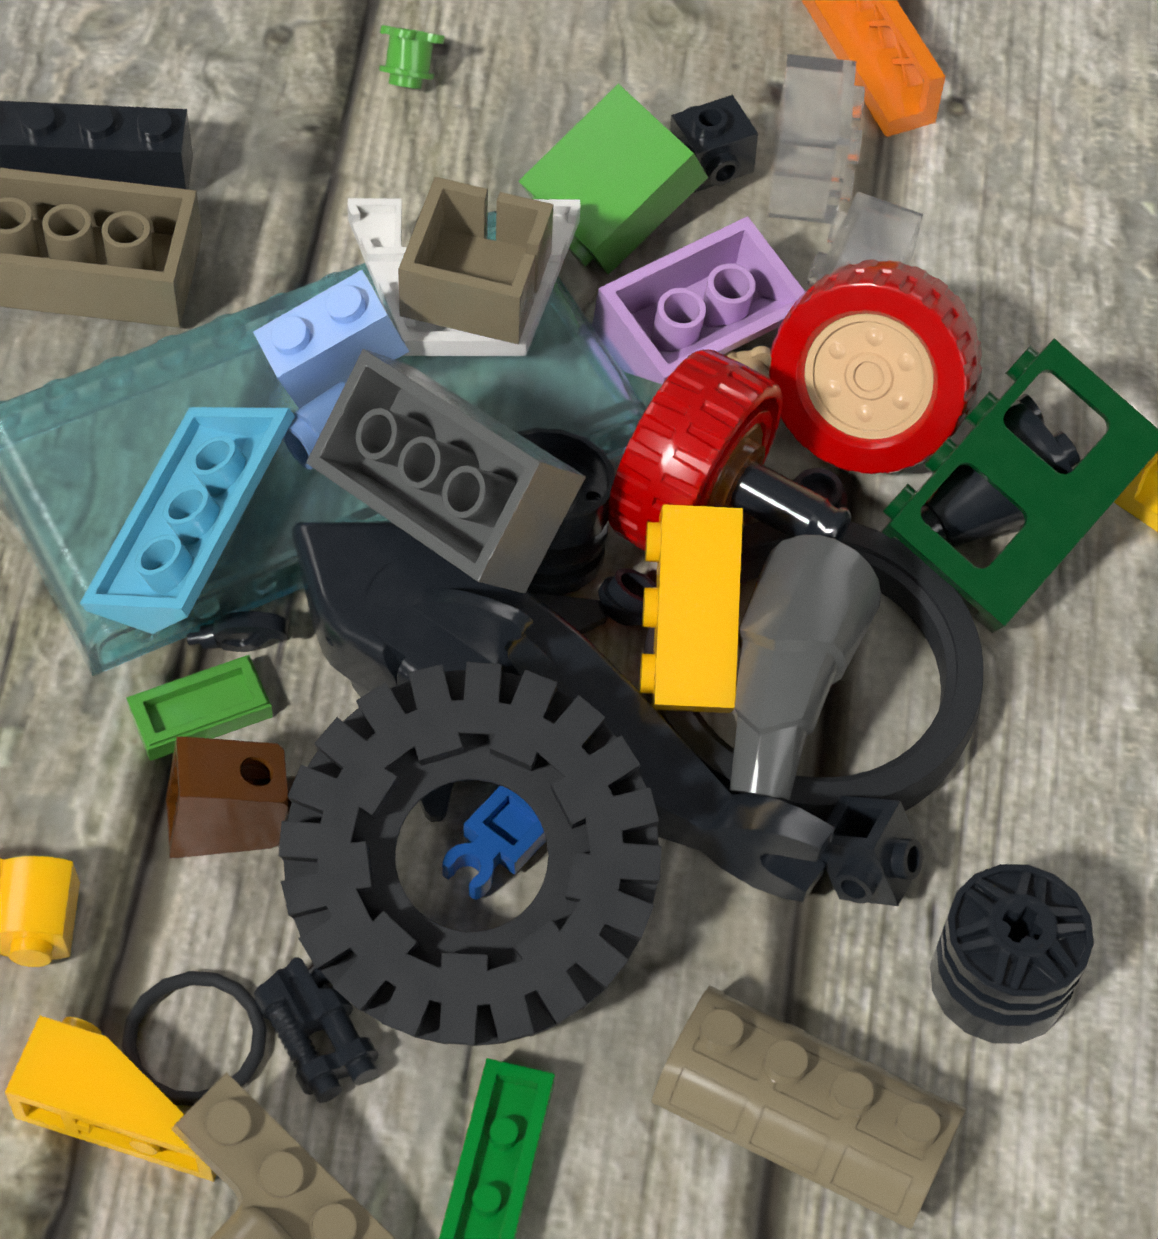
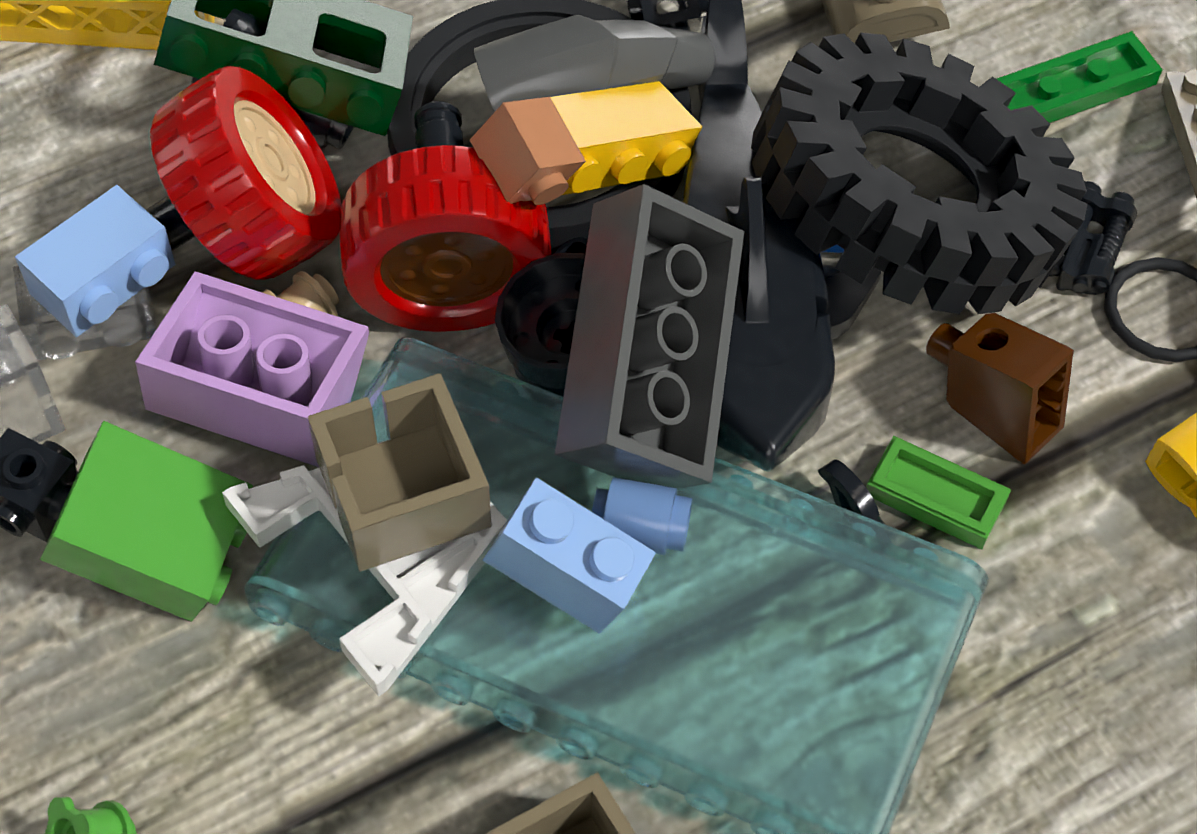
camera: 125 degrees left, 0 degrees up
(185, 515) = (820, 559): medium azure slope -> none
(679, 471) = (528, 150): none -> nougat brick
(862, 221) = (96, 260): none -> light blue brick

